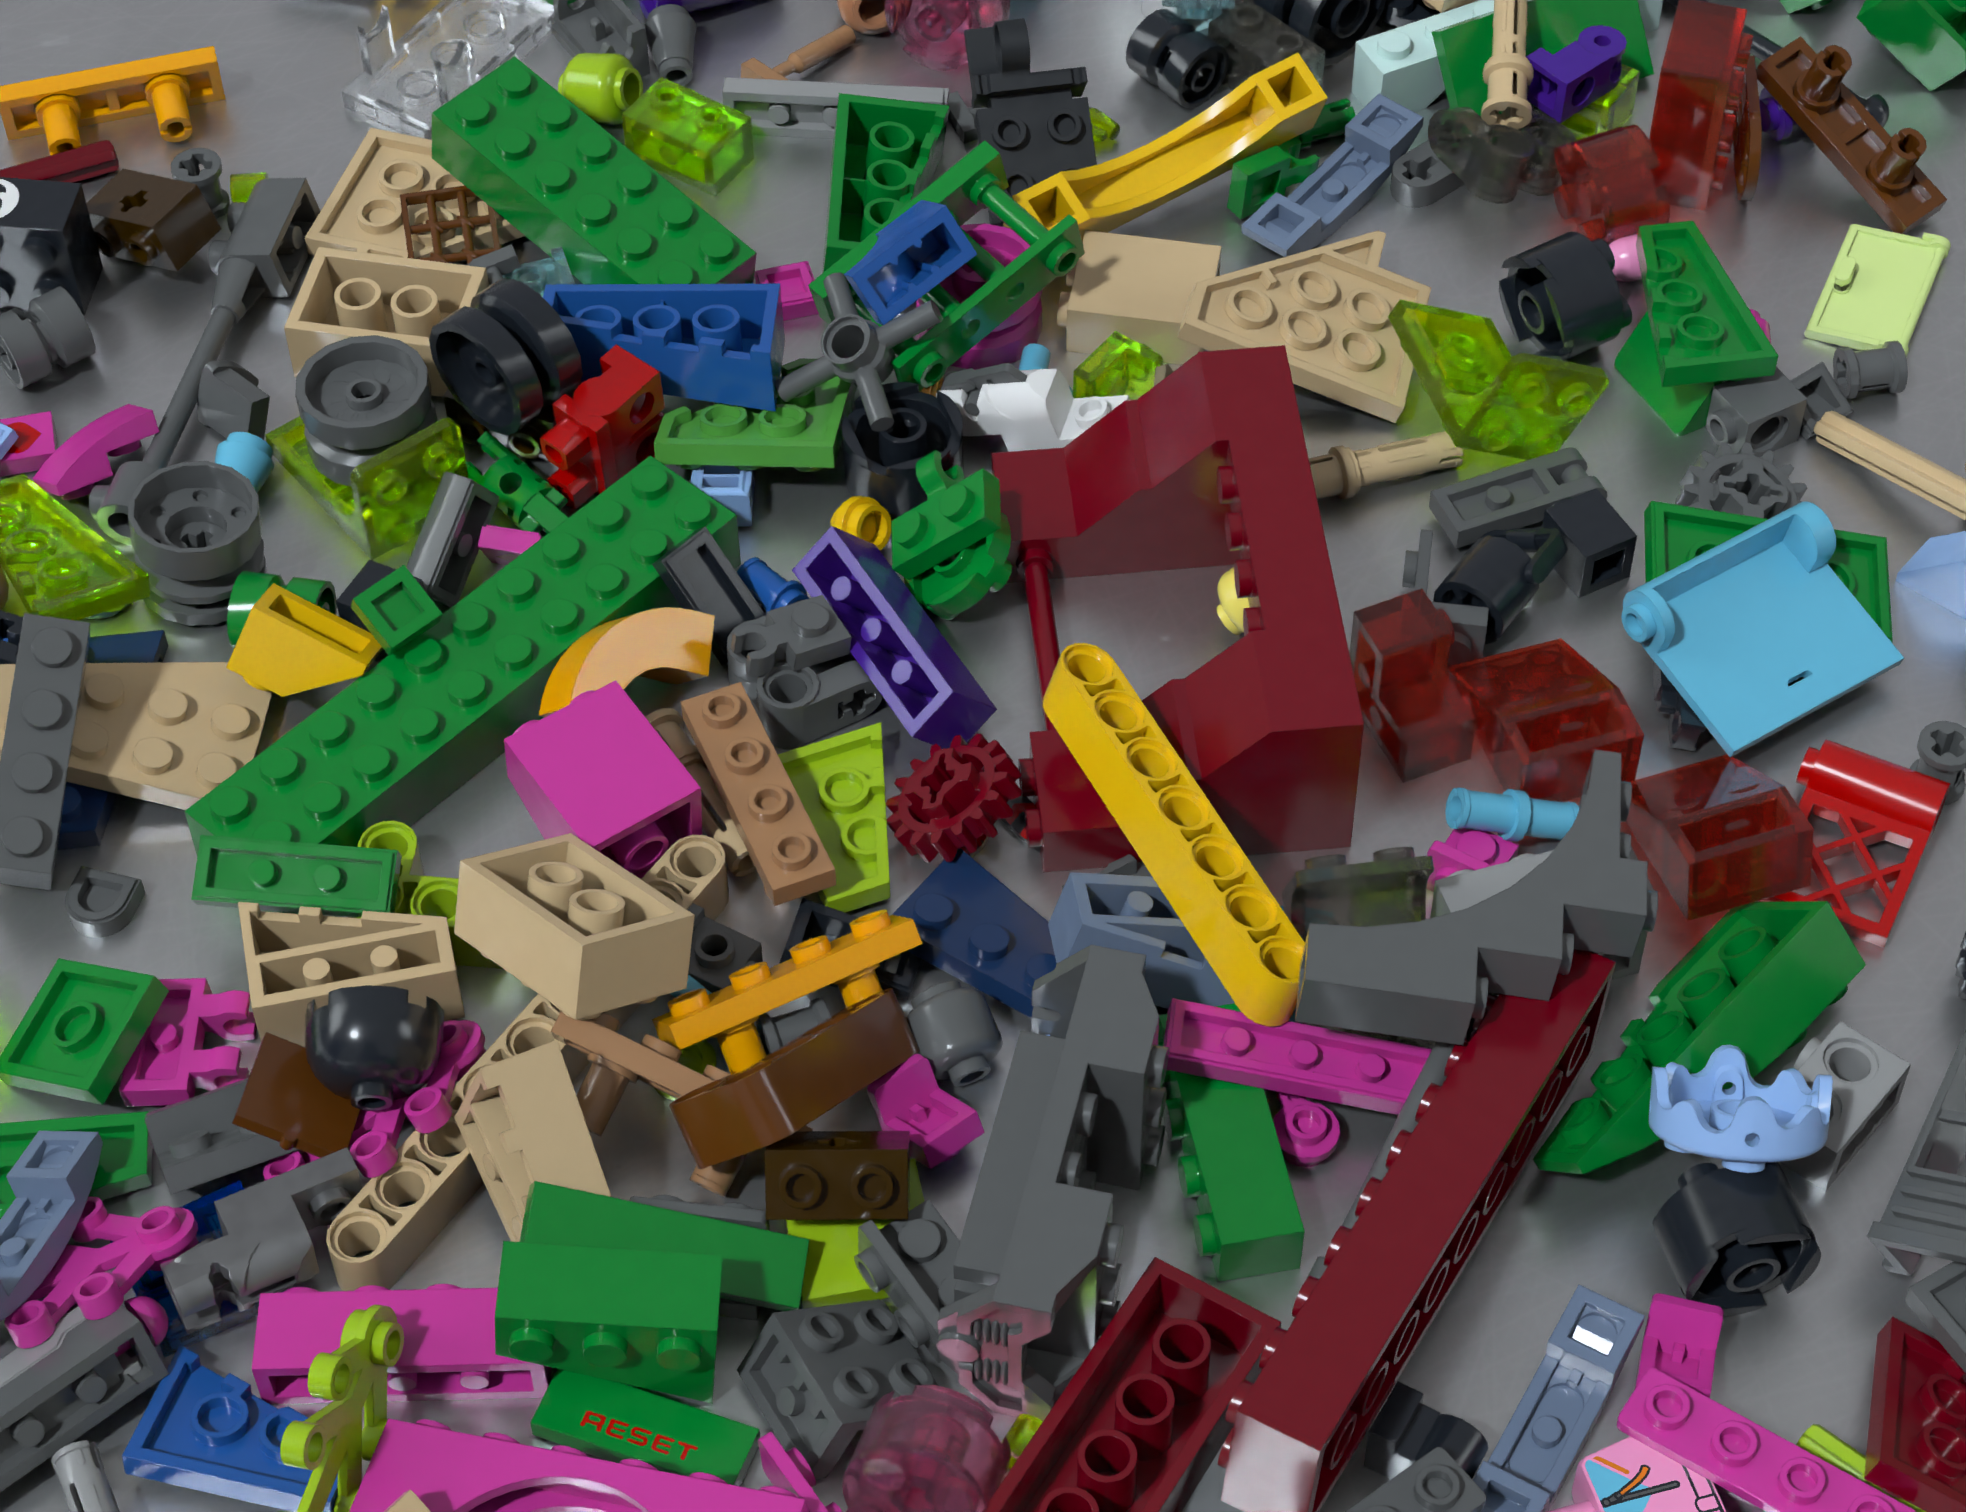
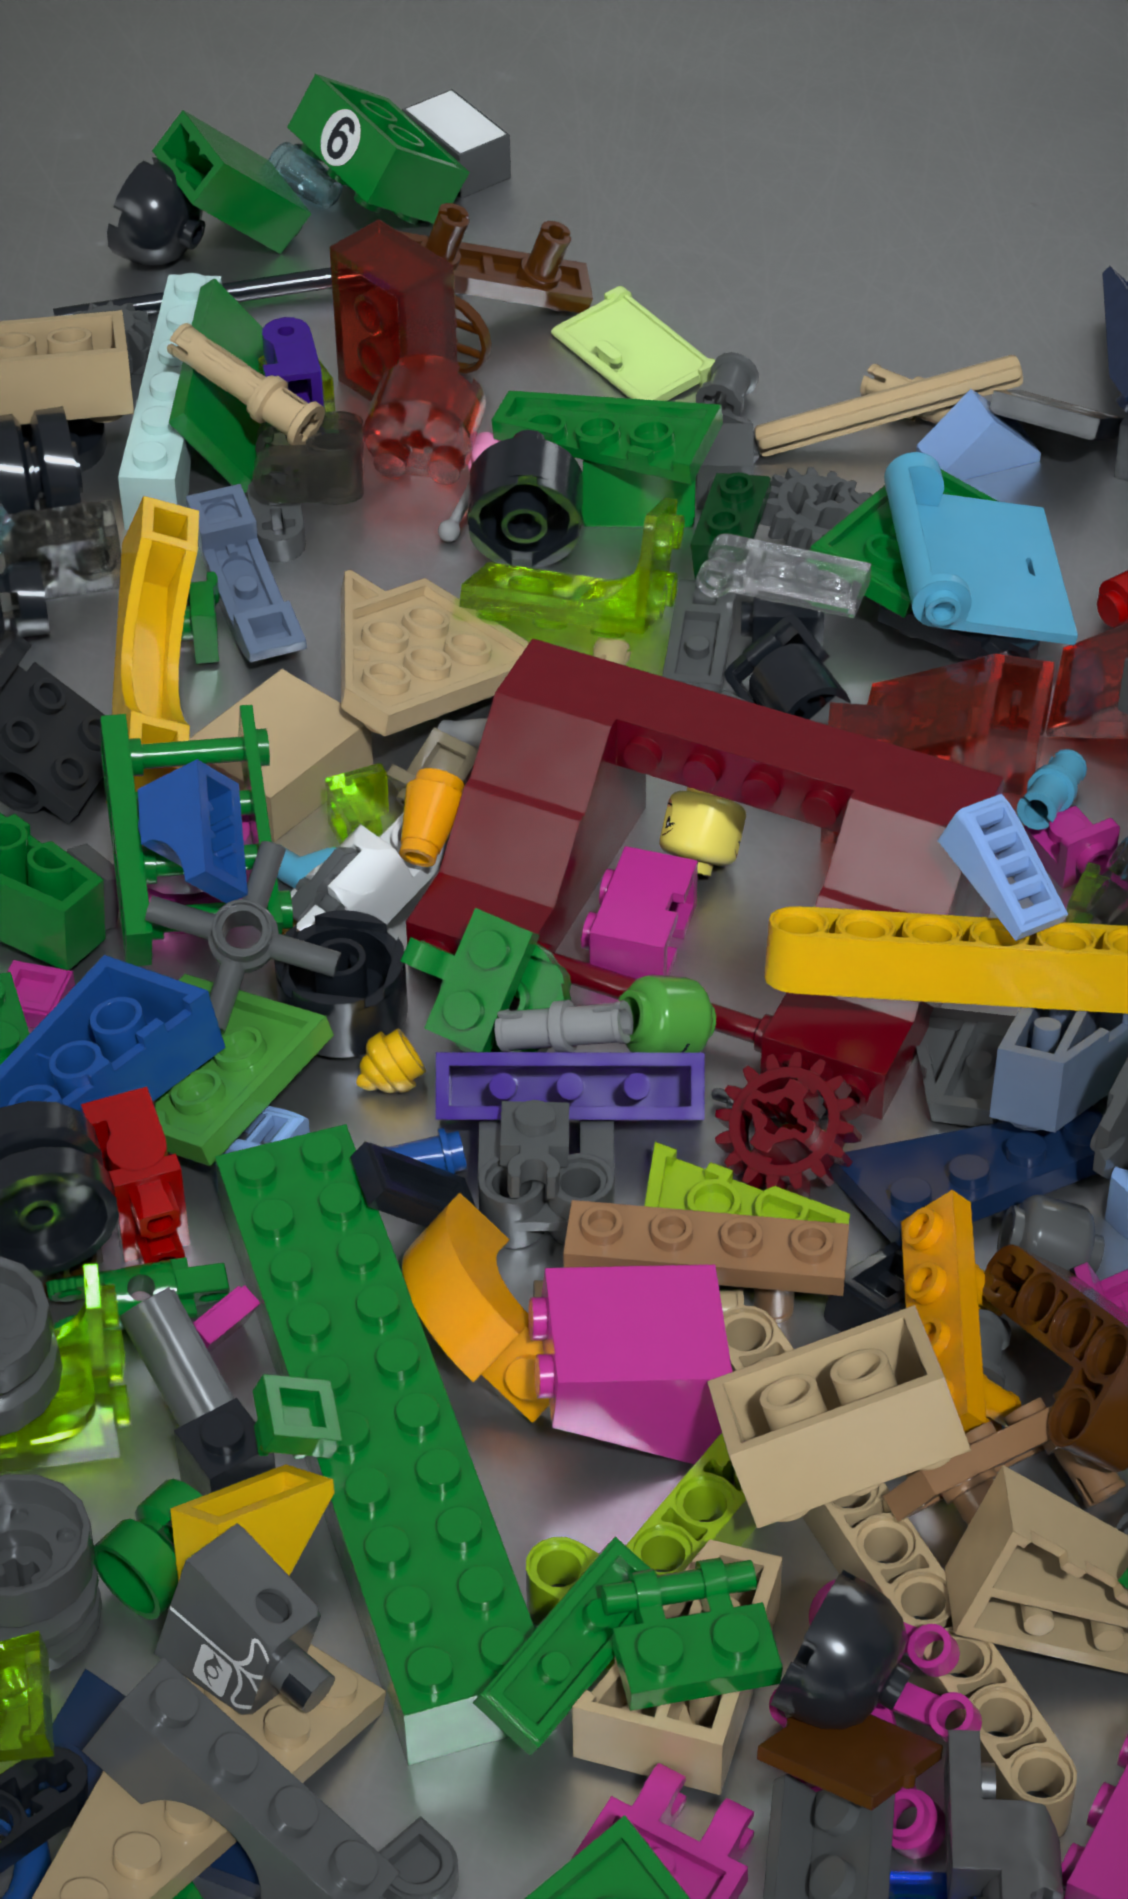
camera: 60 degrees left, 5 degrees down
(185, 672) = (243, 1628): none -> dark grey torso
(316, 949) = (695, 1653): none -> green plate
(934, 597) = (564, 1026): none -> light grey pin
(1002, 660) = (669, 1015): none -> bright green head
(1092, 401) = (429, 815): none -> light orange cone
(1136, 604) = (640, 910): none -> dark pink brick
(1263, 719) = (993, 830): none -> light blue slope
(1598, 503) = (784, 575): none -> clear plate
(1652, 445) = (733, 508): none -> dark green bracket

